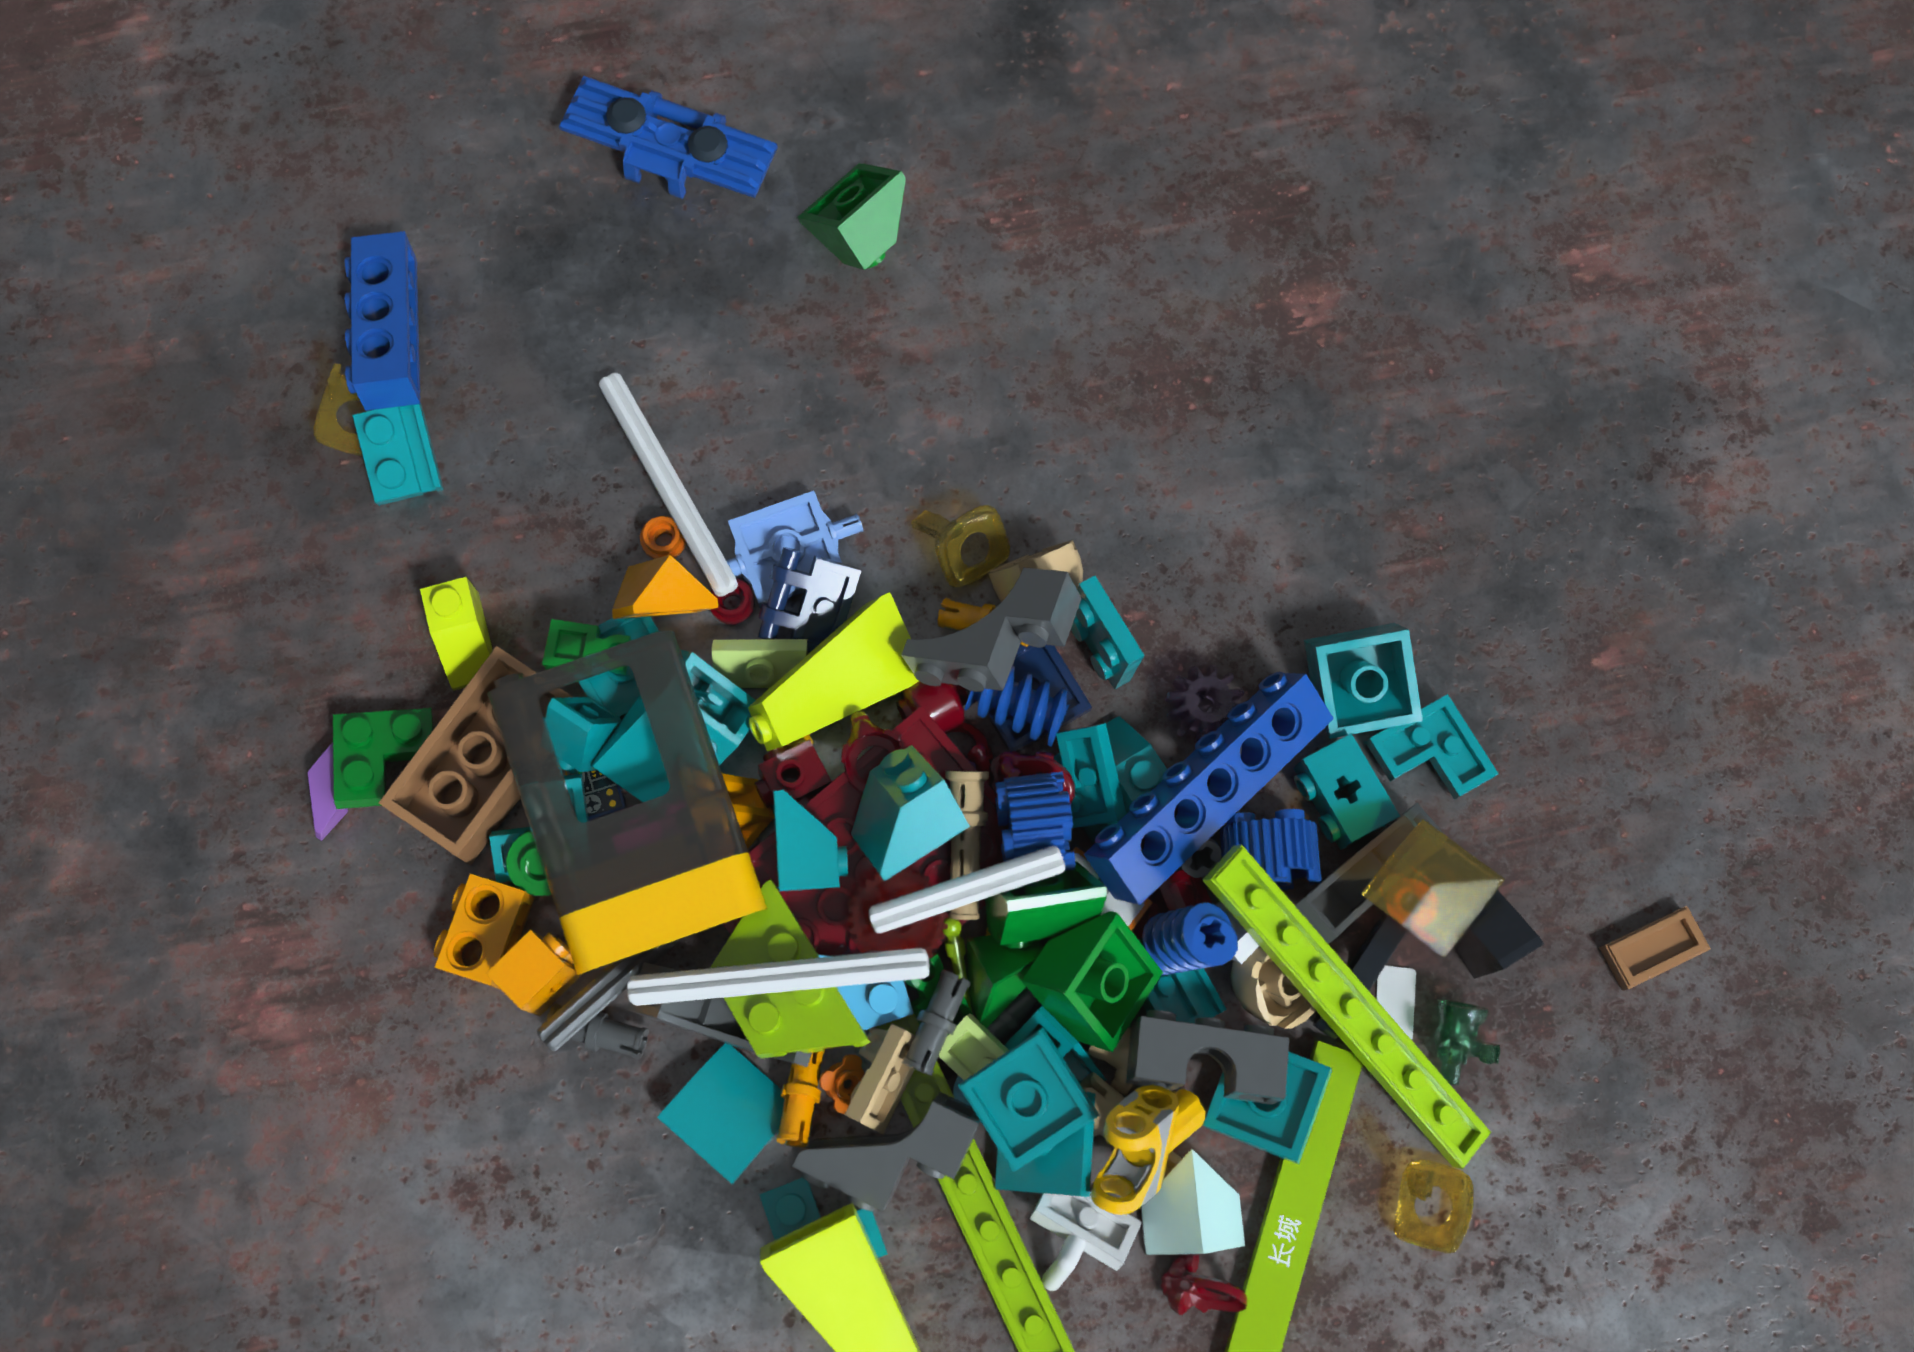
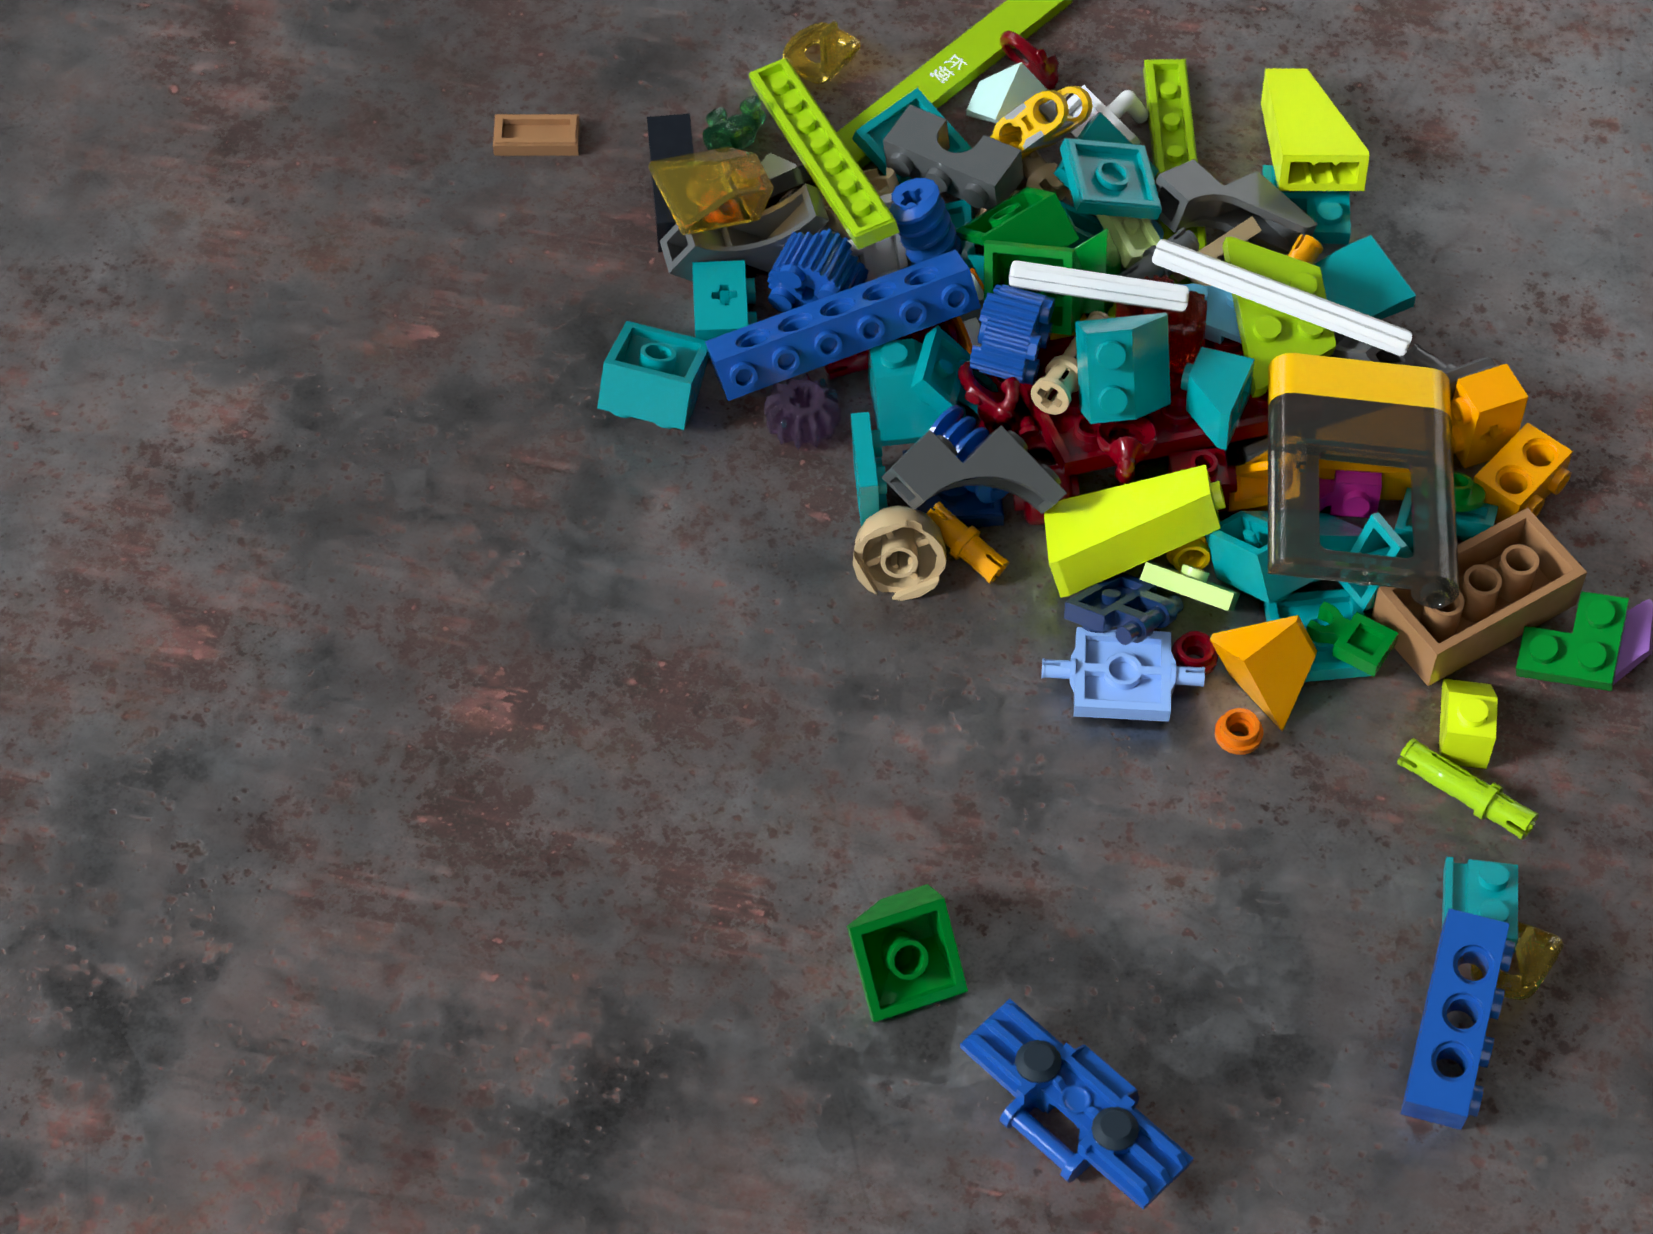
camera: 150 degrees left, 20 degrees down
(422, 557) = (1485, 799): none -> lime pin
(668, 485) = (1217, 768): white axle -> none
(952, 535) = (957, 602): clear yellow piece -> none
(1442, 740) = (610, 308): teal plate -> none

